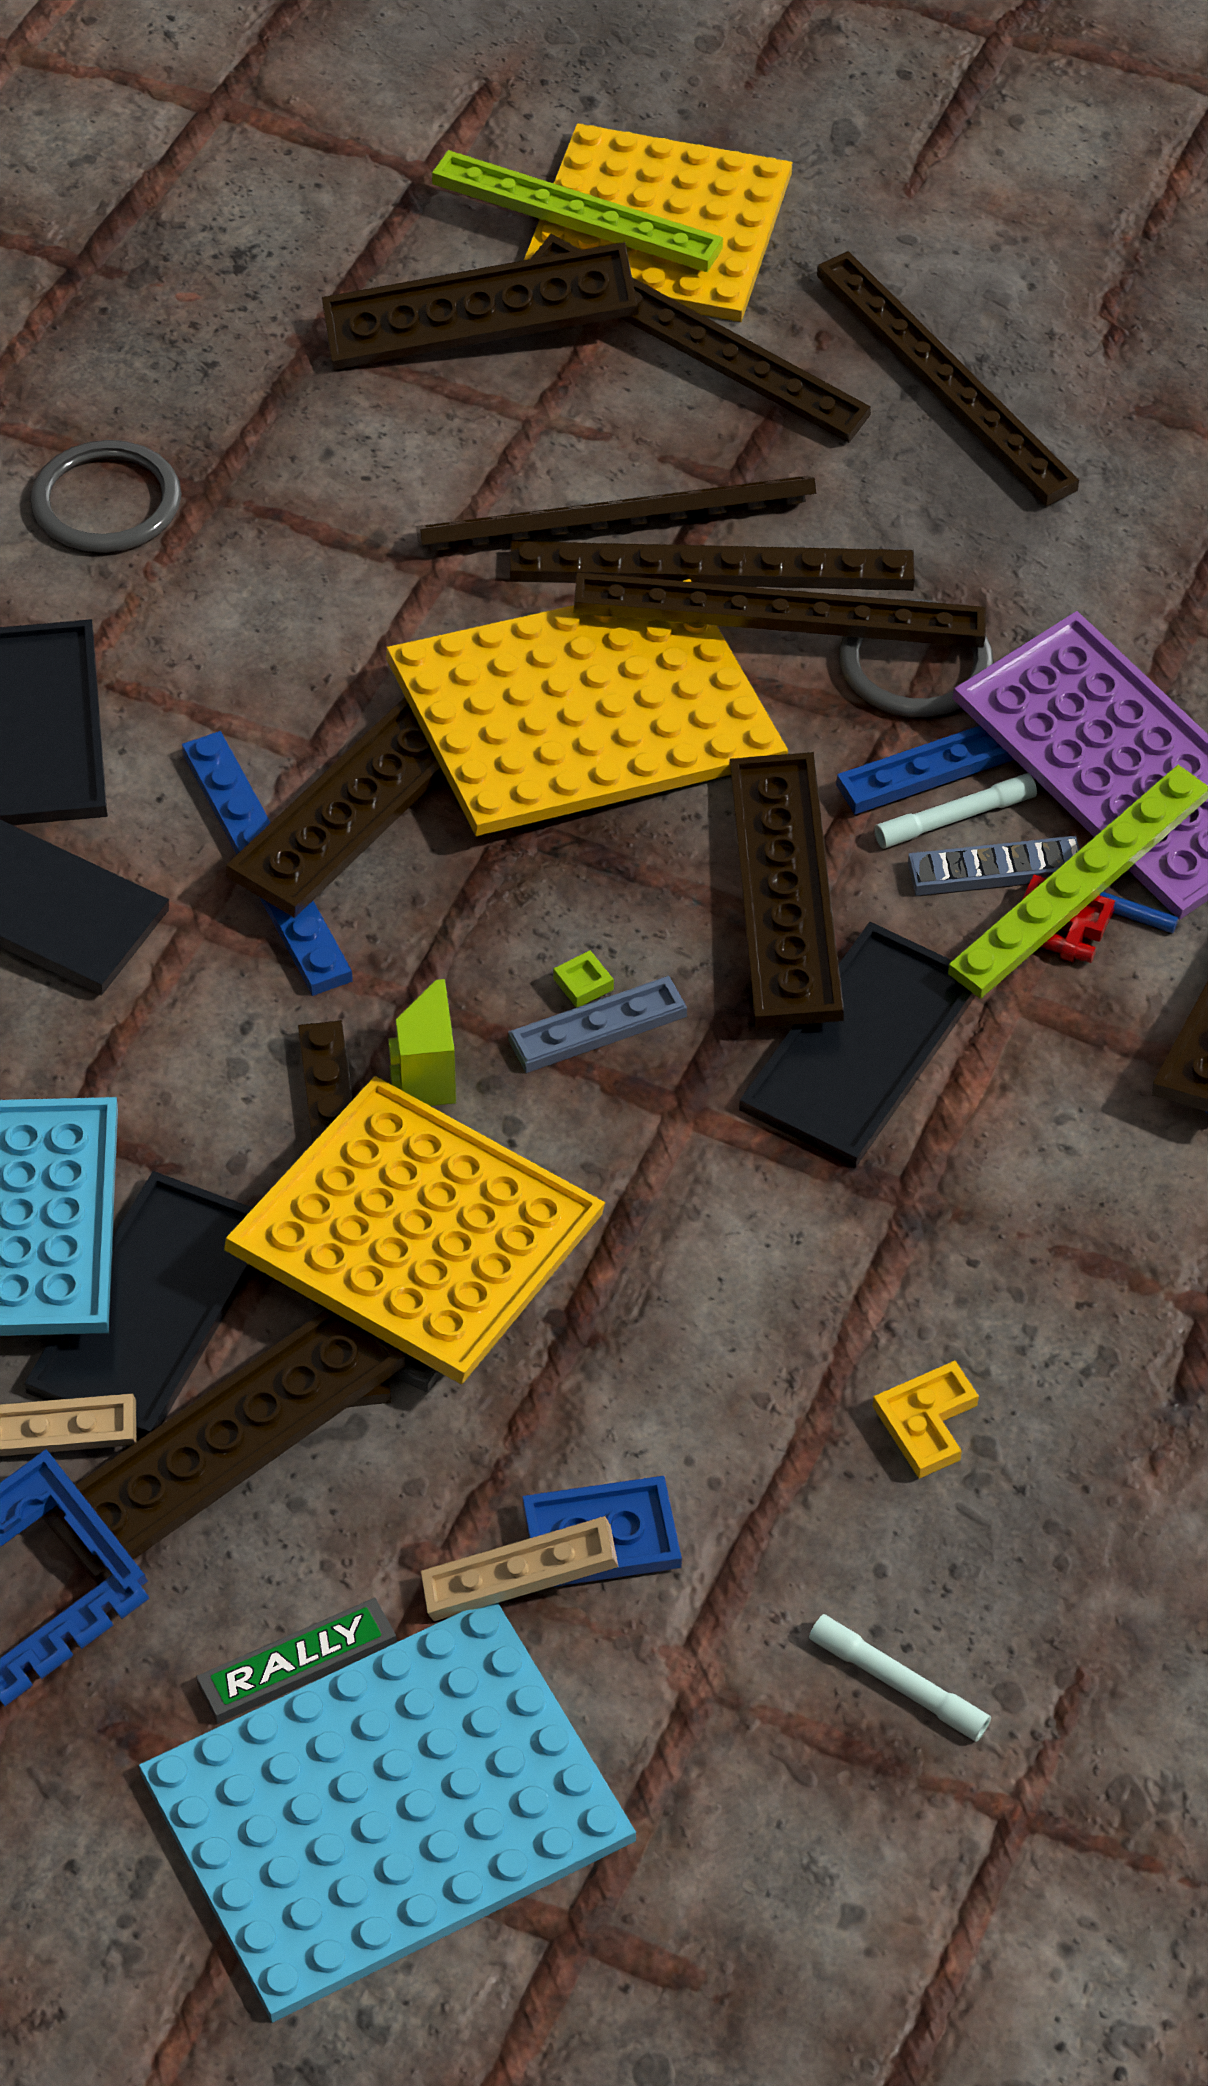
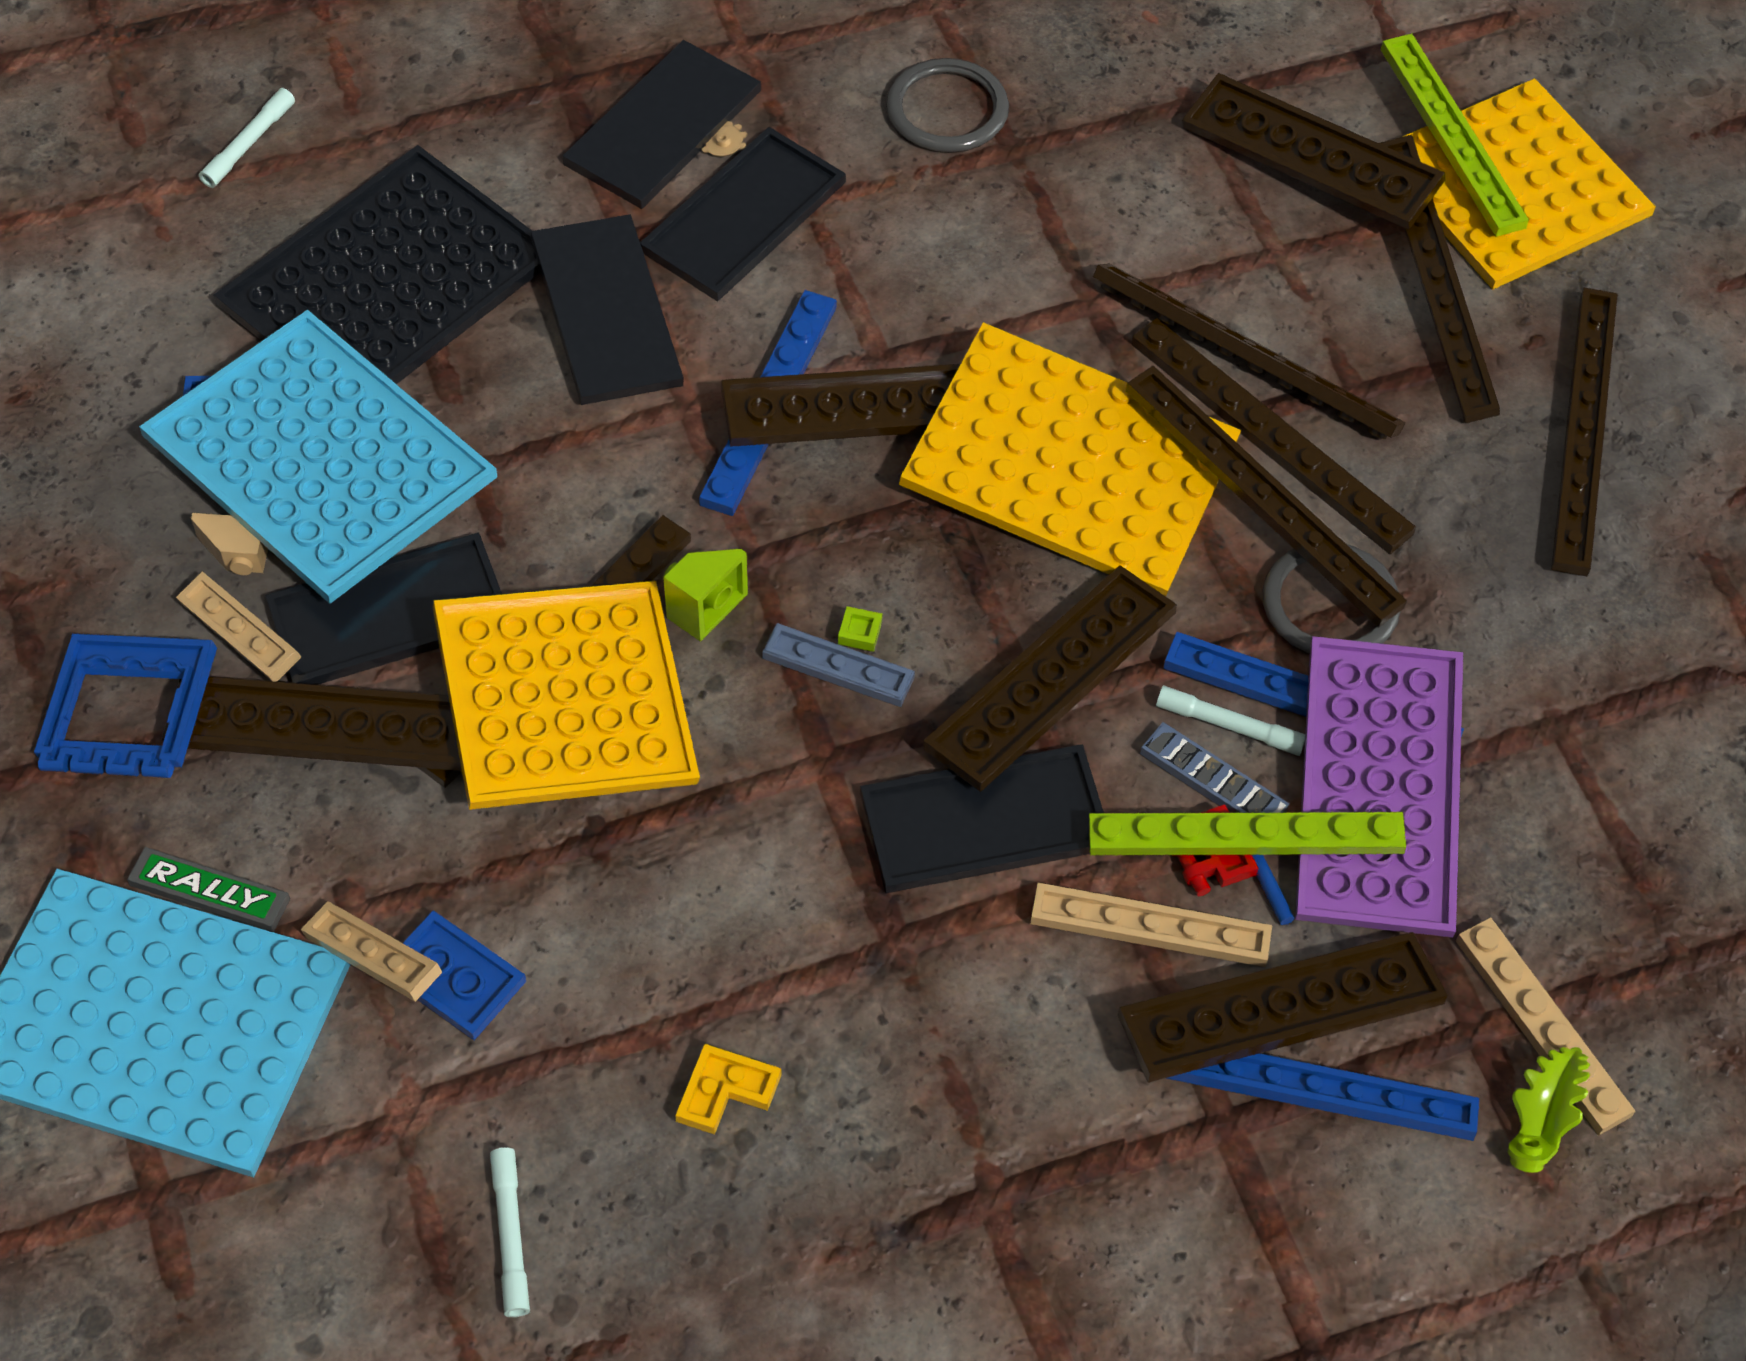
camera: 45 degrees right, 5 degrees up
(1085, 1012) = (1151, 924): none -> tan plate

